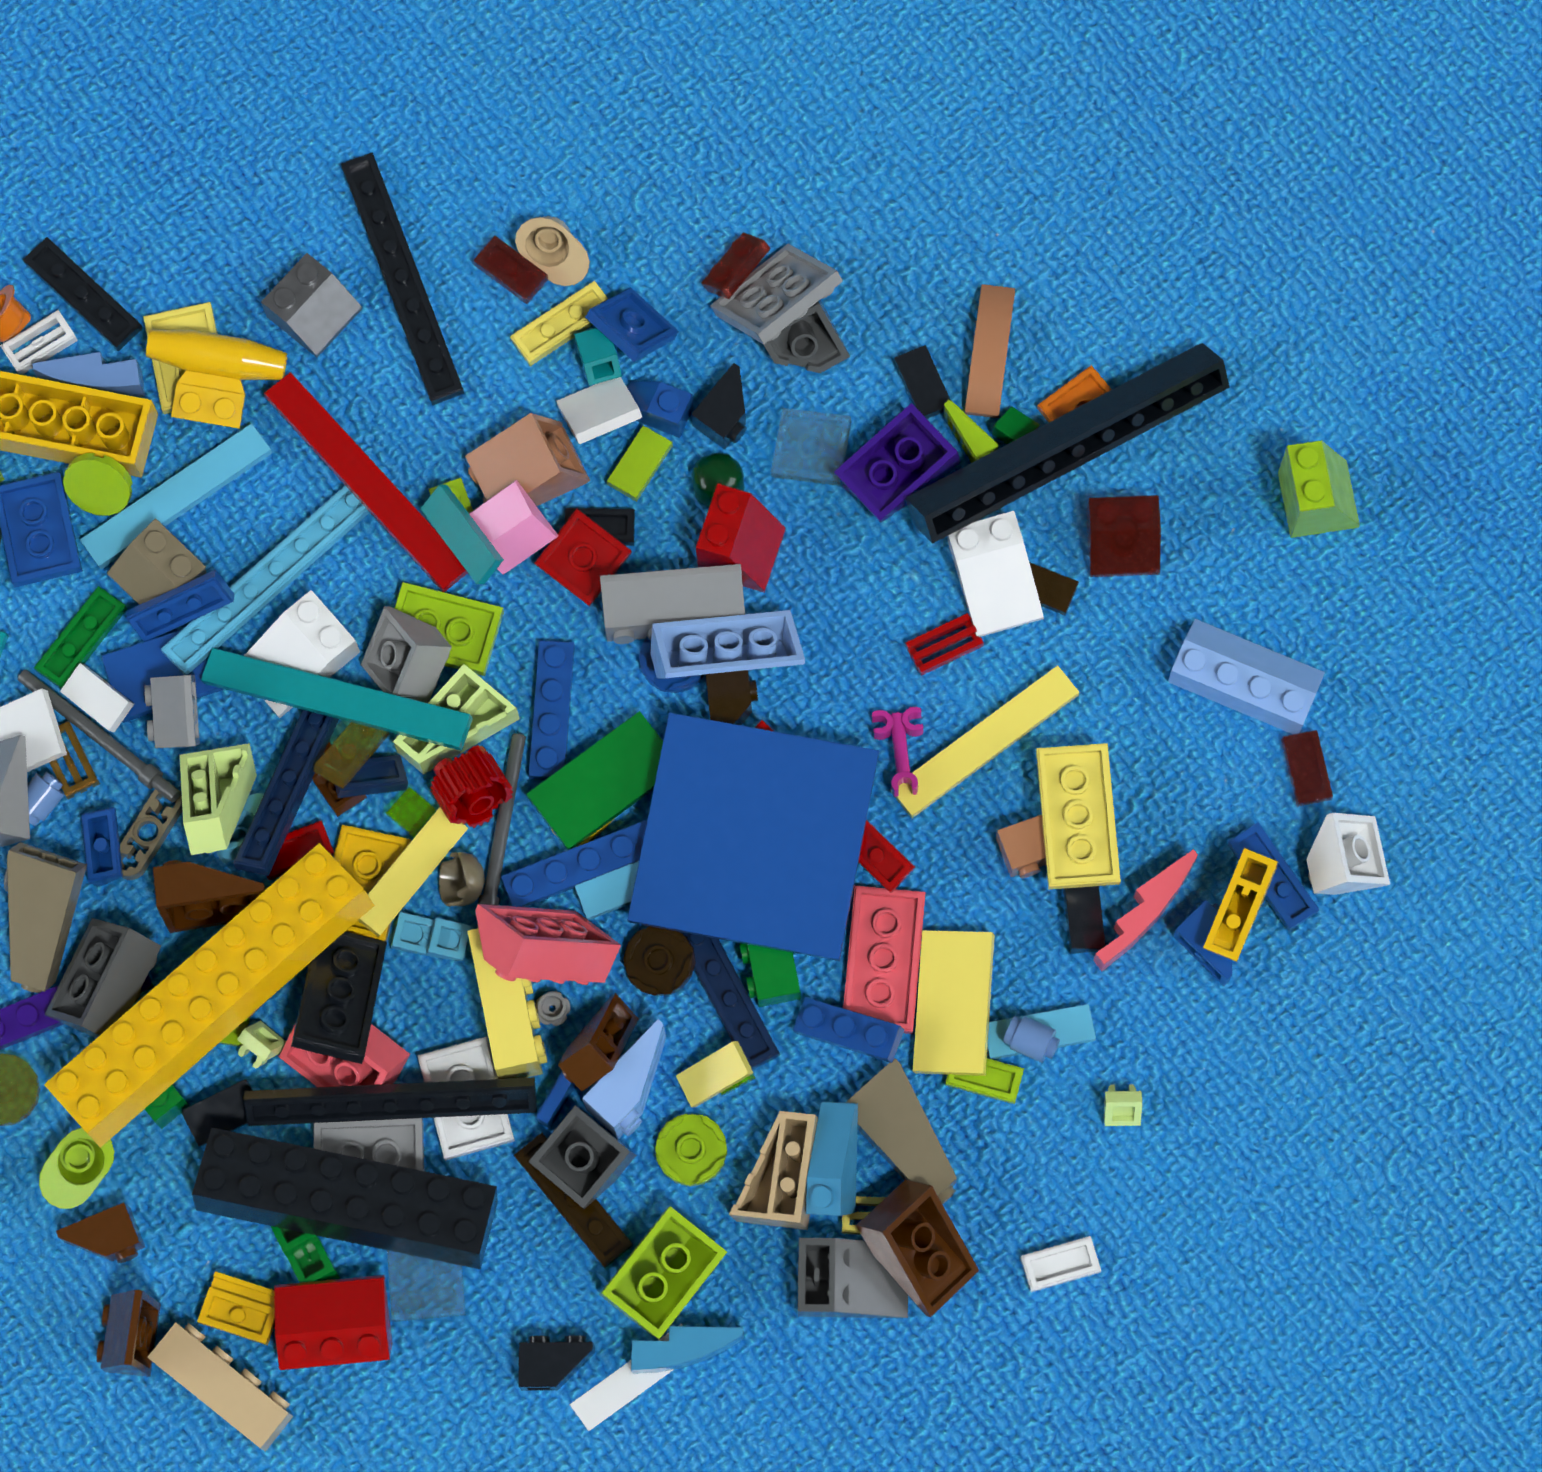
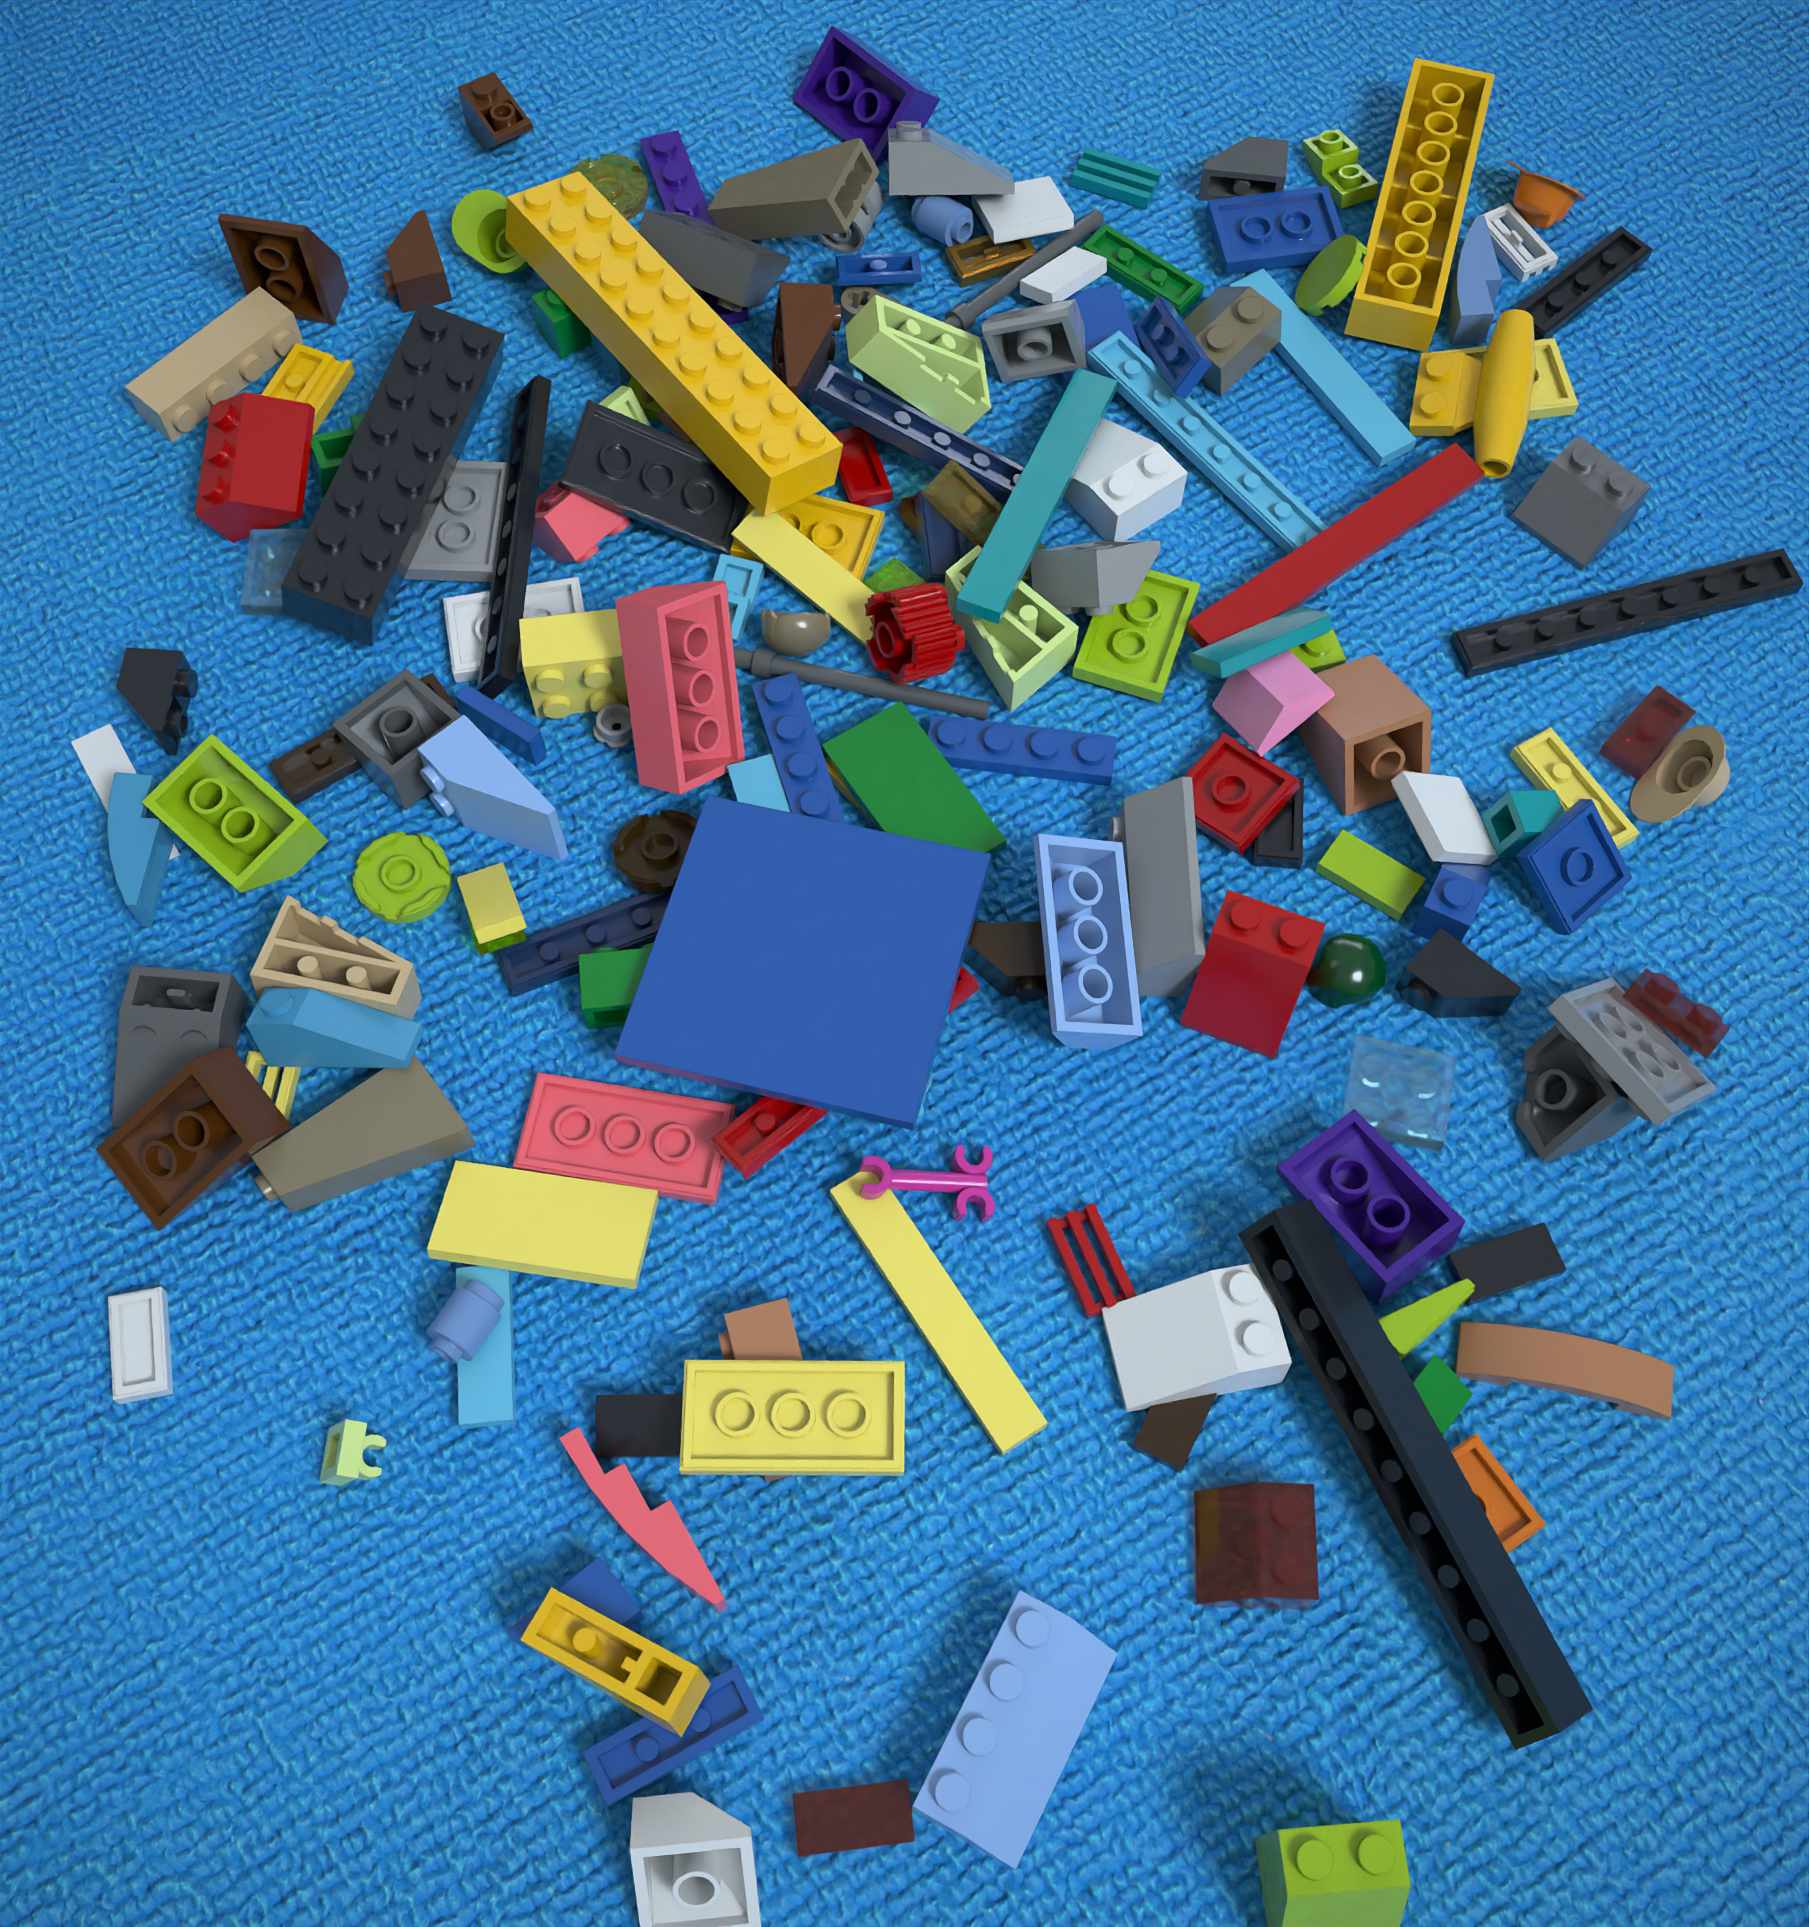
camera: 90 degrees right, 10 degrees down
(220, 1111) = (541, 359): black slope -> none
(598, 1044) = (547, 756): reddish brown slope -> none
(848, 1029) = (521, 1074): blue plate -> none
(1000, 1082) = (423, 1282): lime tile -> none

